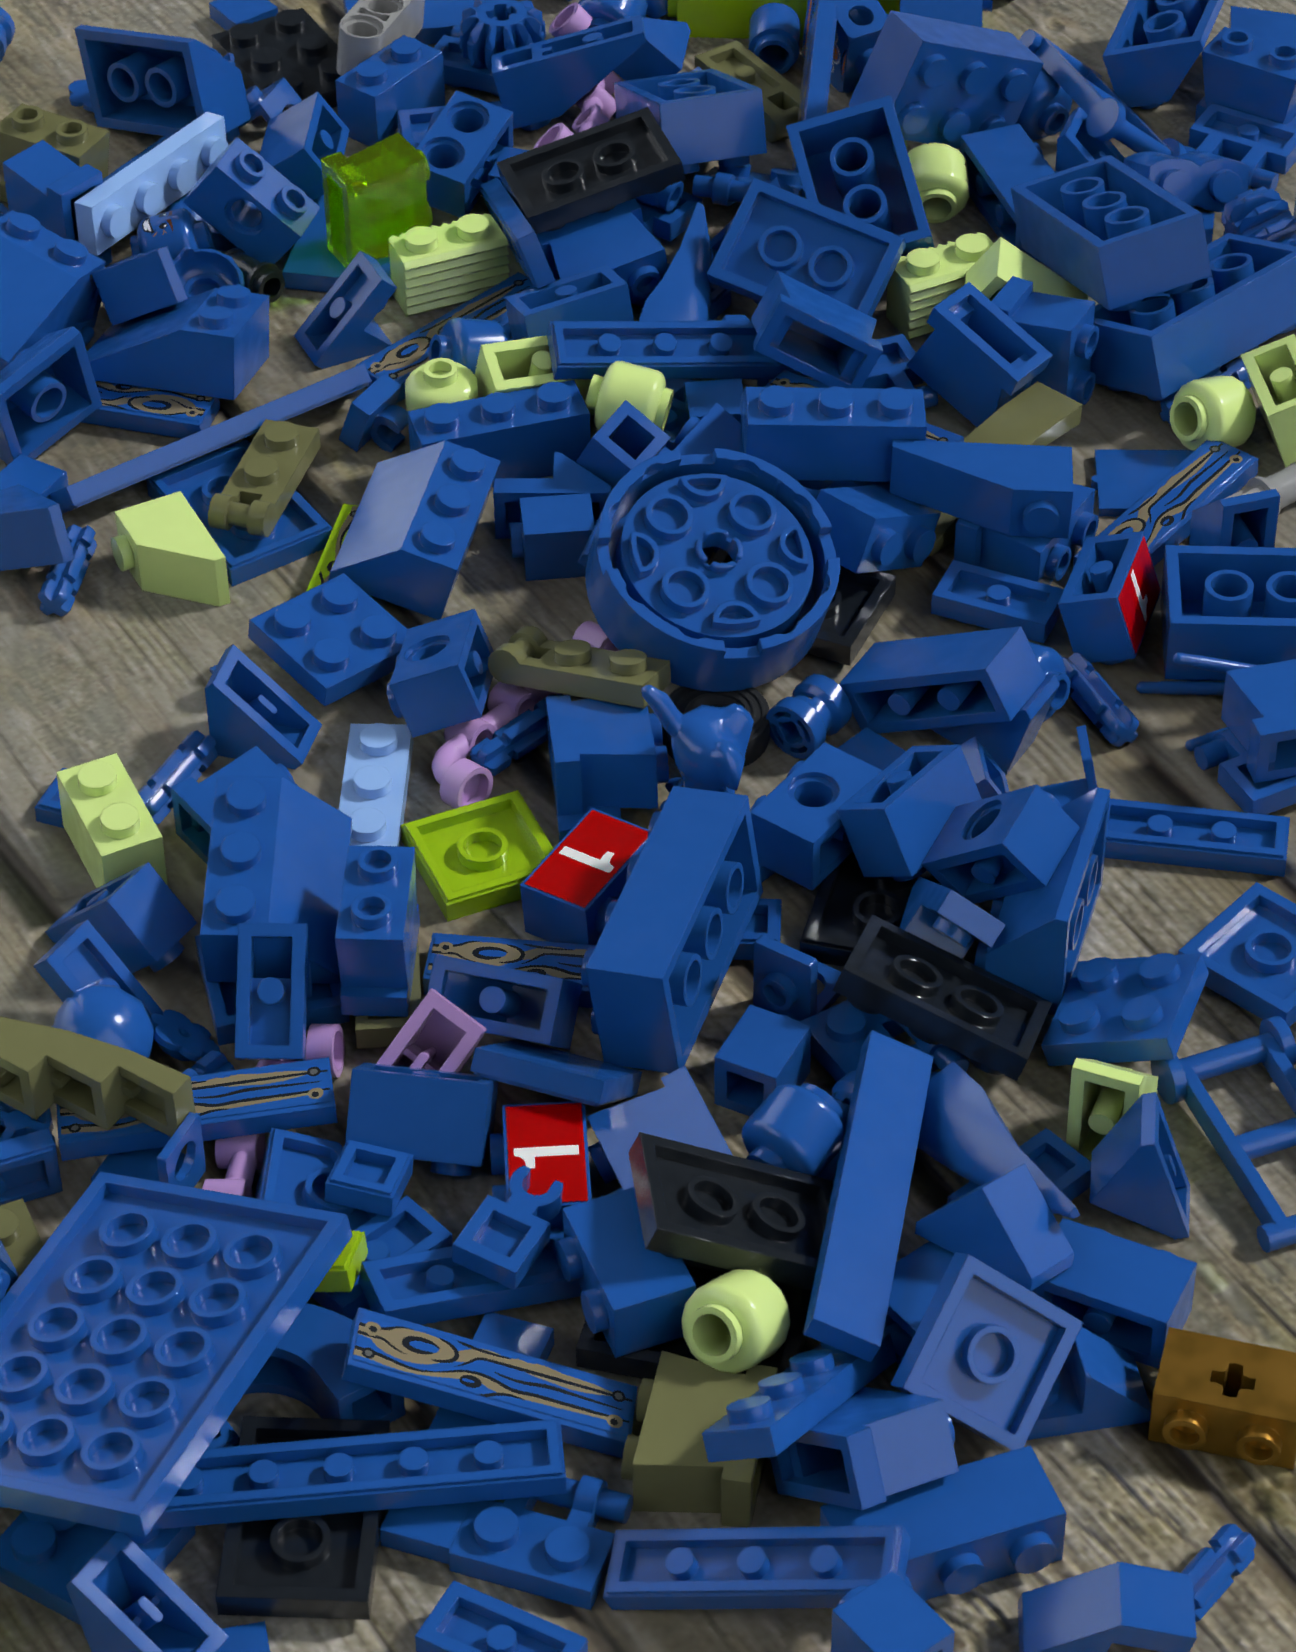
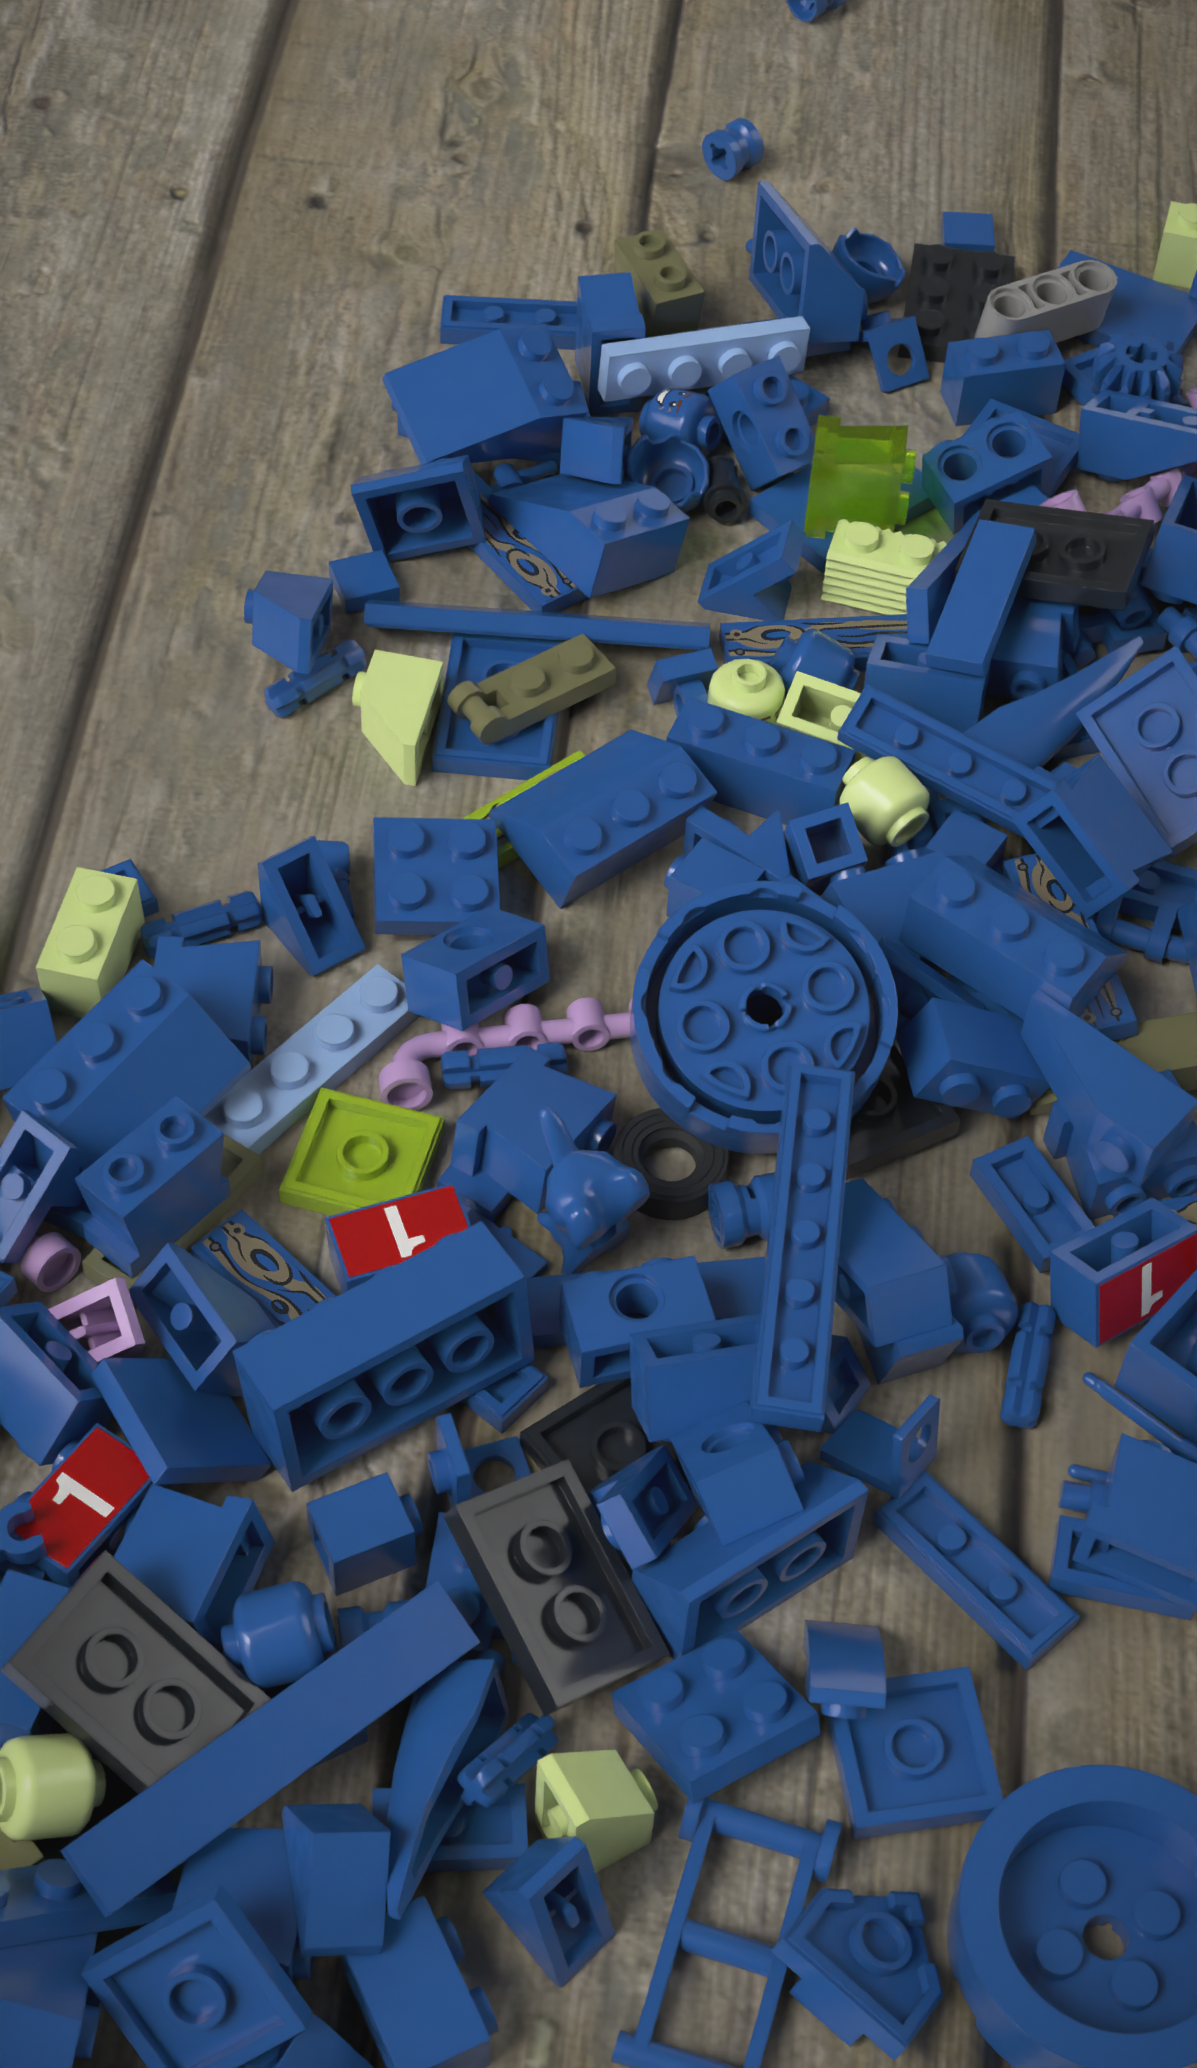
camera: 35 degrees right, 10 degrees up
(300, 139) = (869, 389): blue brick -> none
(573, 222) = (981, 598): none -> blue tile
(577, 668) = (579, 1041): olive plate -> none
(909, 676) = (803, 1249): none -> blue tile
(1023, 1117) = (507, 1760): none -> blue axle
(1183, 925) = (844, 1668): none -> blue slope

